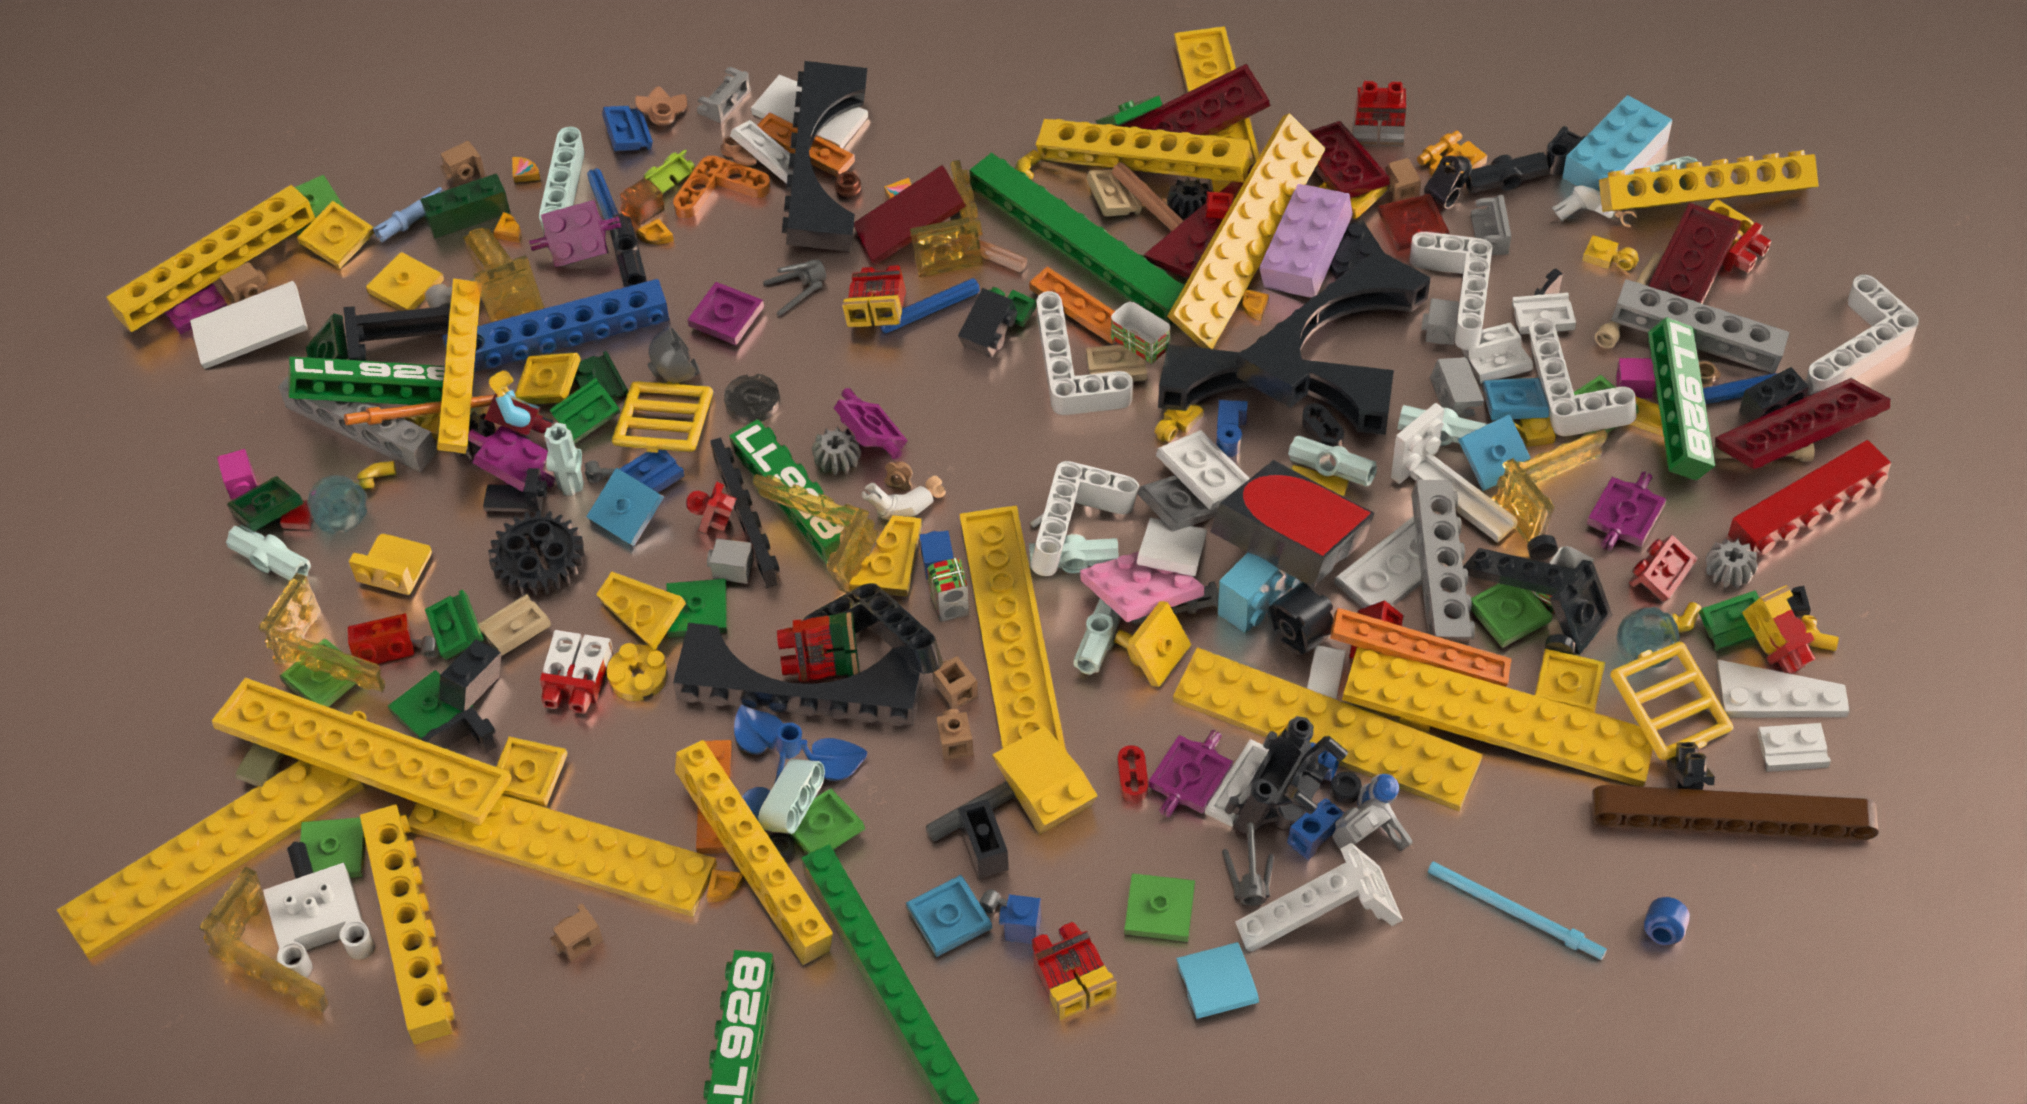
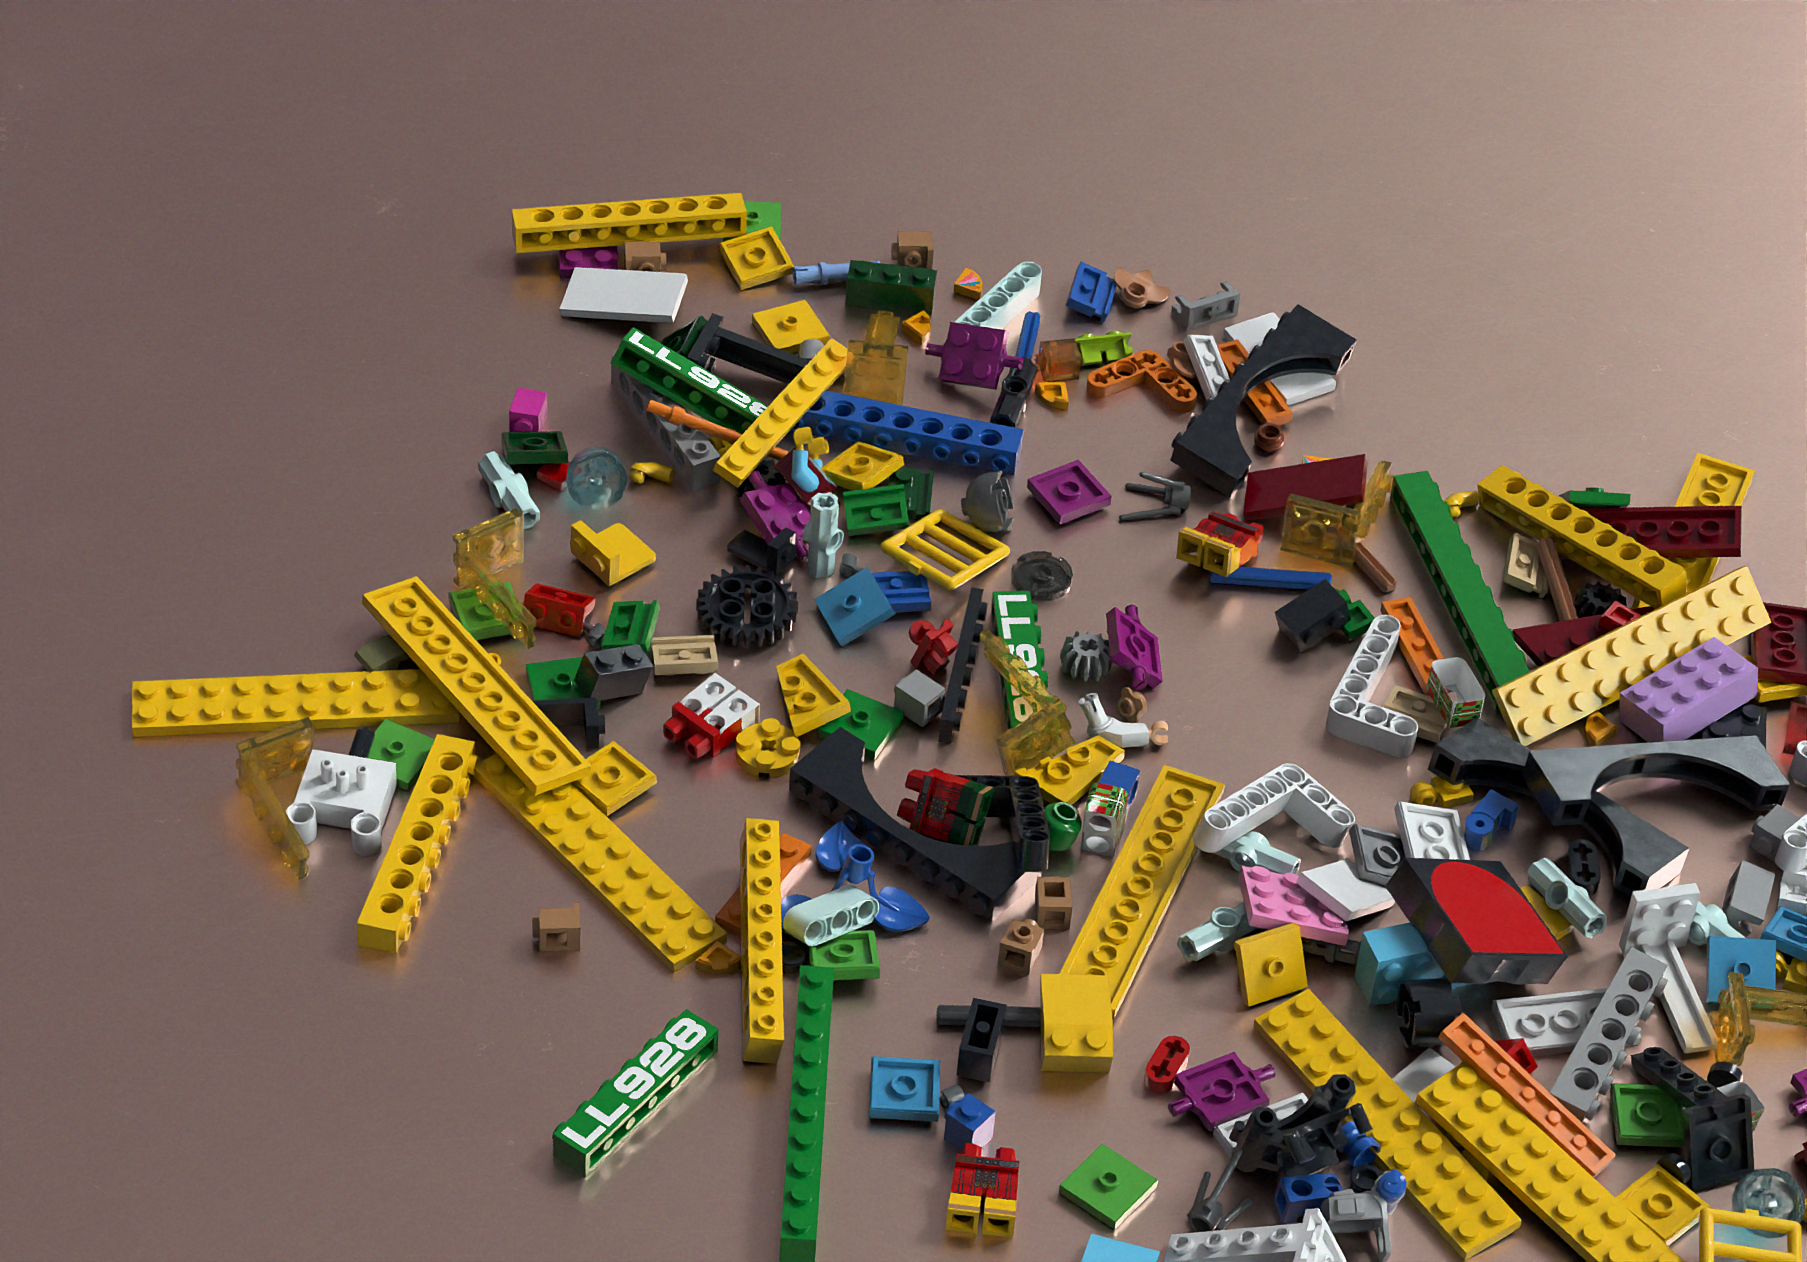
camera: 25 degrees right, 10 degrees down
(921, 608) = (1063, 825): none -> green head

